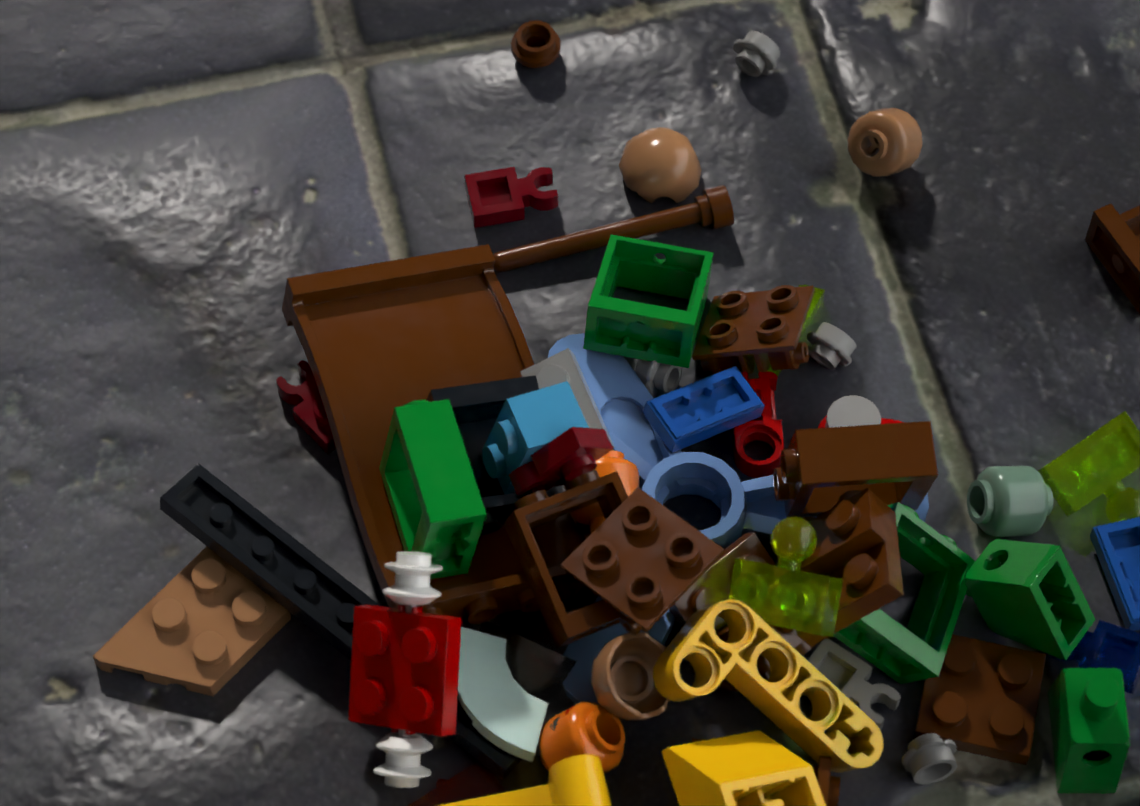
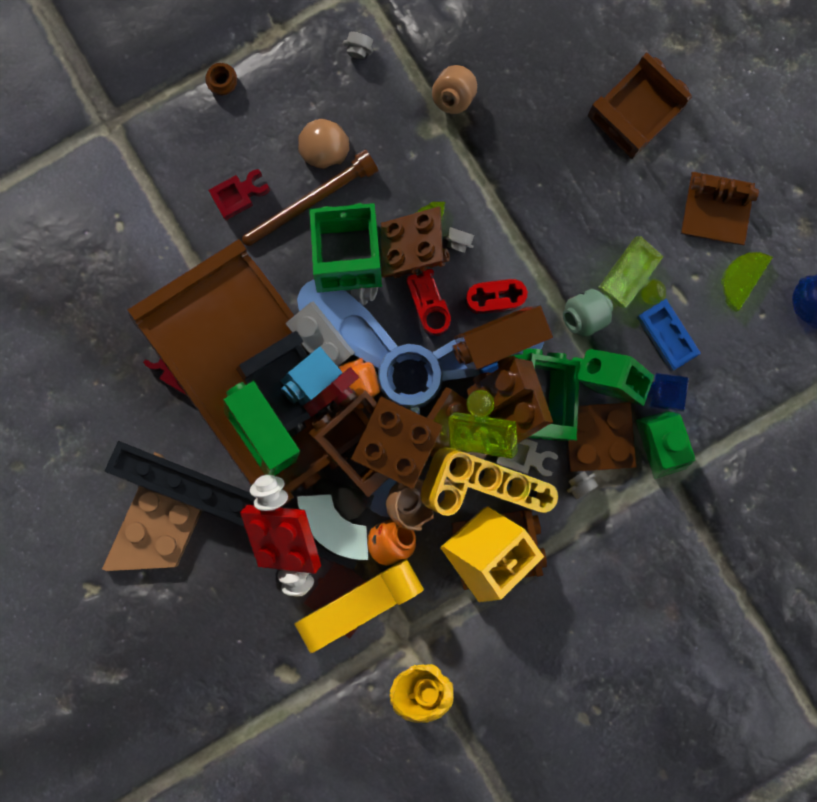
camera: 15 degrees left, 25 degrees up
(703, 409) = (398, 310): blue plate -> none
(852, 411) = (487, 291): light grey tile -> none

